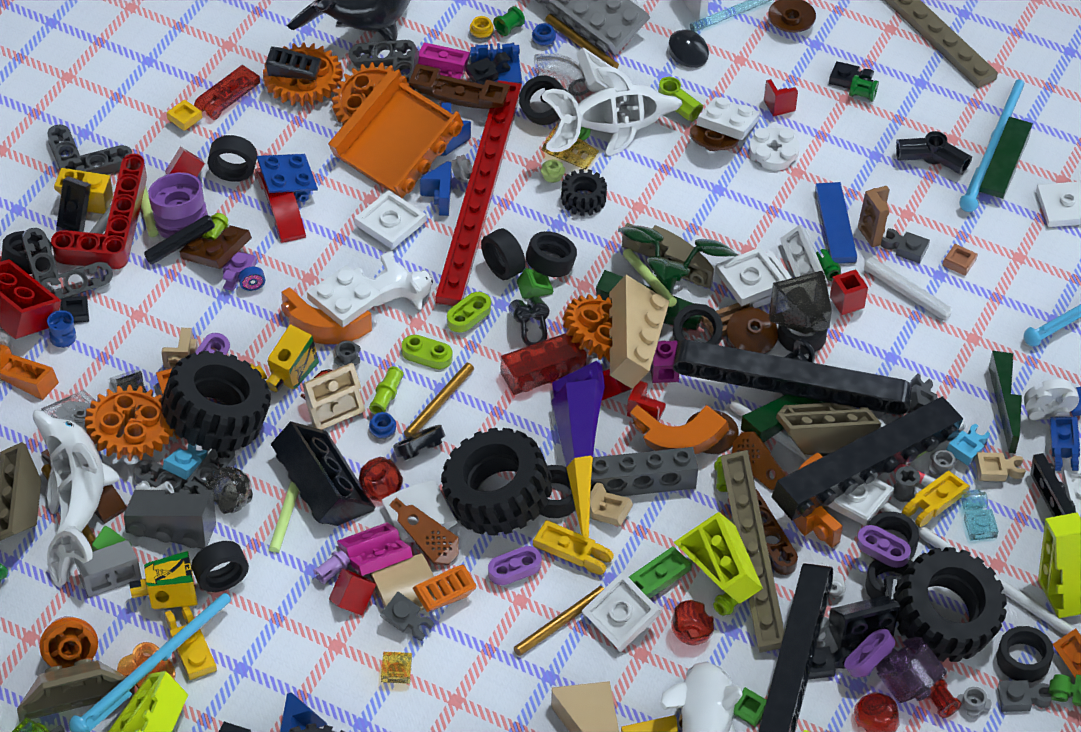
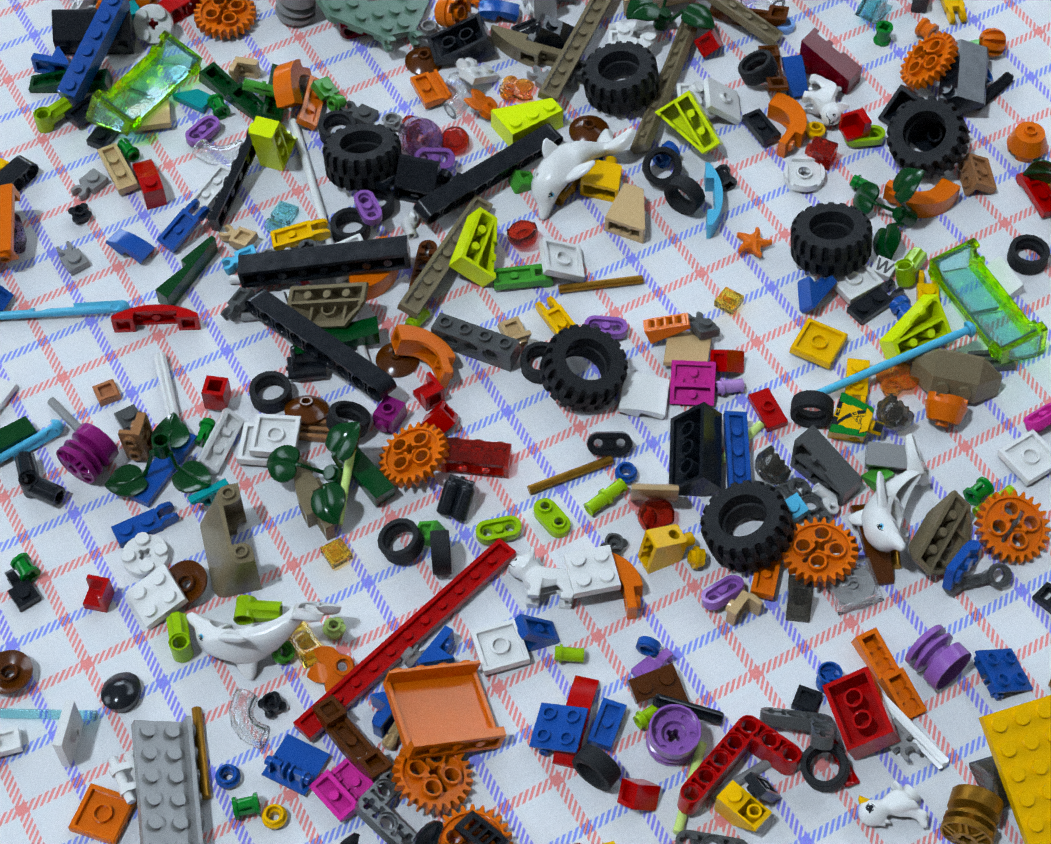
camera: 145 degrees left, 5 degrees up
(125, 611) = (894, 413): none -> clear smoke hair
(248, 205) = (607, 724): none -> blue plate
(260, 667) = (818, 343): none -> yellow plate
(275, 565) = (767, 409): none -> red plate
(276, 491) = (736, 447): none -> blue plate
(322, 243) = (569, 654): none -> lime pin
(364, 239) = (536, 632): none -> blue slope
(380, 478) = (657, 428): clear red hair -> none
(423, 530) = (653, 369): dark orange piece -> none
(486, 70) = (313, 756): black plate -> none
(522, 138) = (327, 669): none -> orange plate
(526, 93) = (286, 701): black tyre -> none
(576, 414) = (484, 399): dark purple plate -> none
(587, 182) = (329, 578): black tyre -> none
(590, 65) = (226, 684): white plate -> none
(604, 223) = (336, 553): none -> clear yellow plate
(635, 329) = (402, 420): tan wedge -> none
(636, 145) = (251, 610): none -> lime piece
(679, 155) = (230, 566): none -> dark tan windscreen
(763, 212) = (207, 495): none -> teal tile
(763, 459) = (387, 314): dark orange piece -> none
(795, 209) = (169, 433): none -> dark green plant
(801, 303) = (267, 380): clear smoke slope -> none
(802, 169) = (145, 522): none -> blue hinge
(909, 178) = (87, 452): none -> magenta wheel
(963, 354) = (155, 314): none -> red slope
(965, 220) = (63, 413): none -> light grey bar
(1054, 399) = (165, 246): white plate -> none

